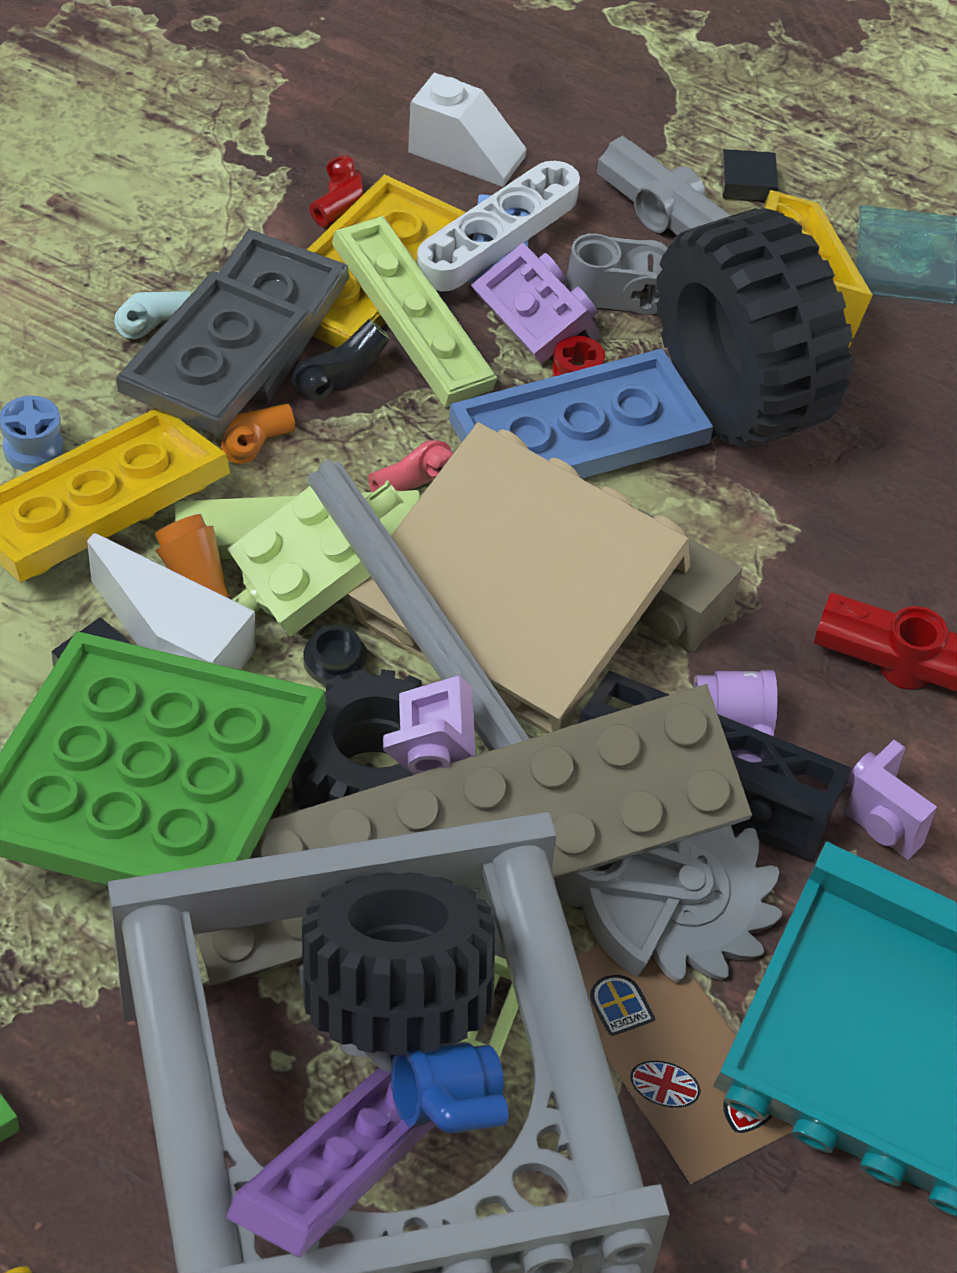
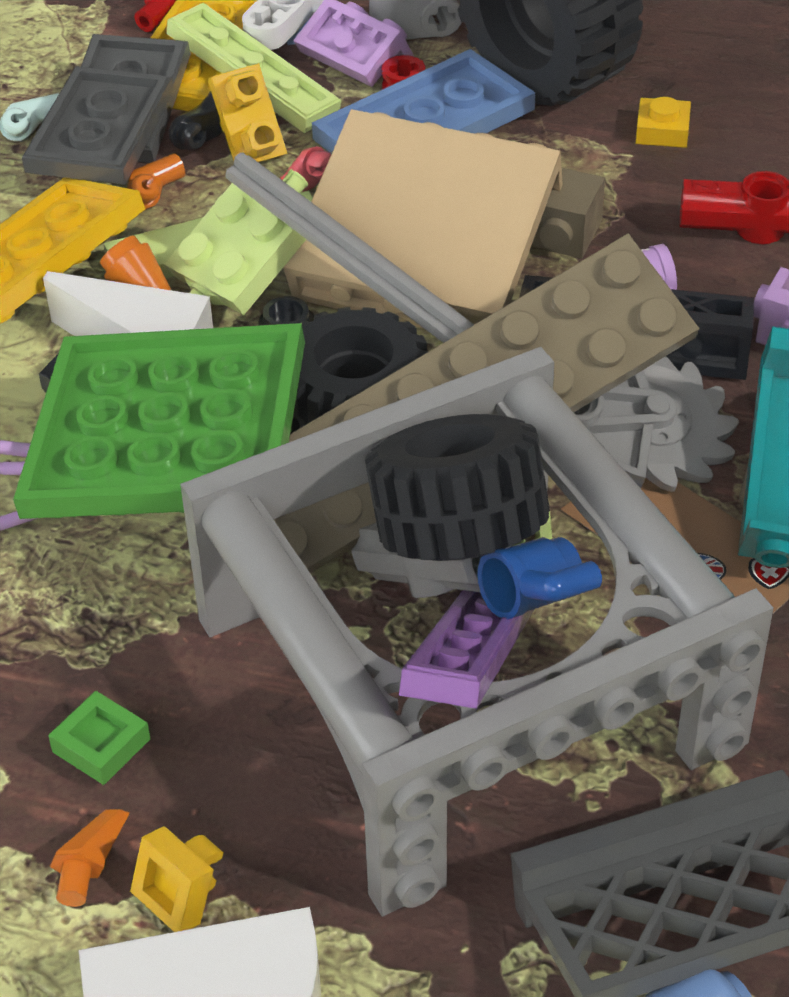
camera: 10 degrees left, 5 degrees down
(380, 380) = (247, 114): none -> yellow hips
(434, 726) = (405, 327): lavender bracket -> none
(849, 498) = (663, 122): none -> yellow plate

